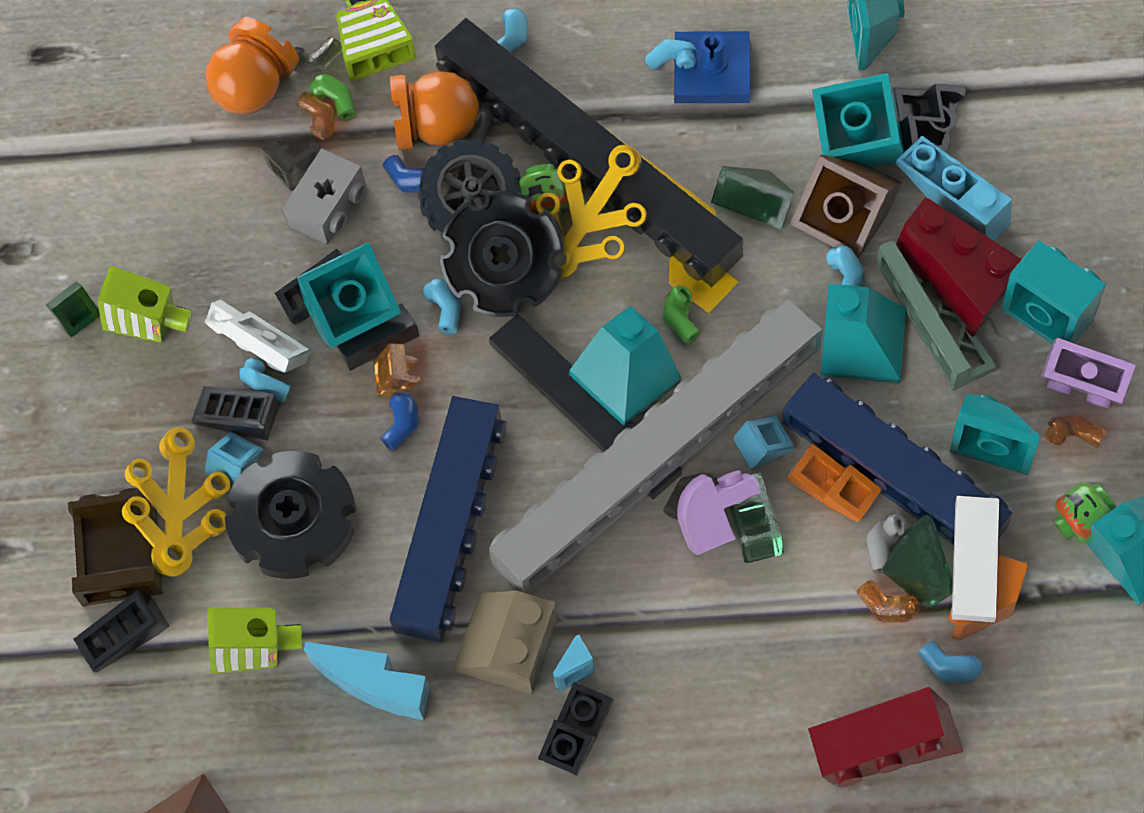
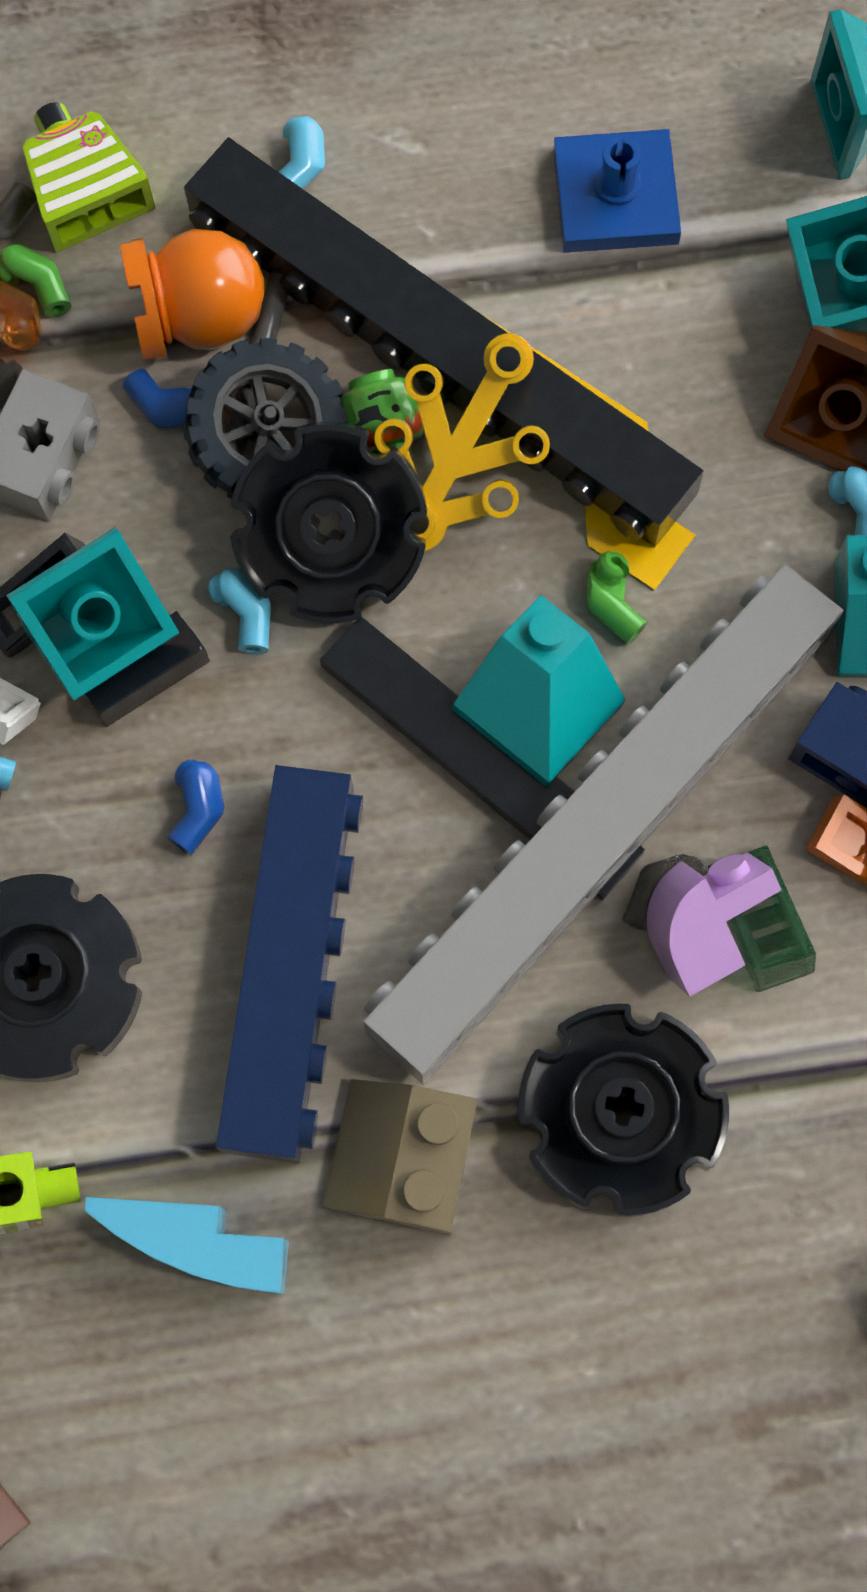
camera: 10 degrees left, 10 degrees up
(392, 369) = (174, 726): clear orange tile -> none
(574, 665) = (516, 1189): medium azure slope -> none
(575, 729) = (526, 1292): black slope -> none
(656, 653) = (663, 1075): none -> black piece
(668, 49) = (559, 167): medium azure arm -> none
(753, 194) = (706, 393): clear green slope -> none
(763, 441) = (763, 793): medium azure slope -> none

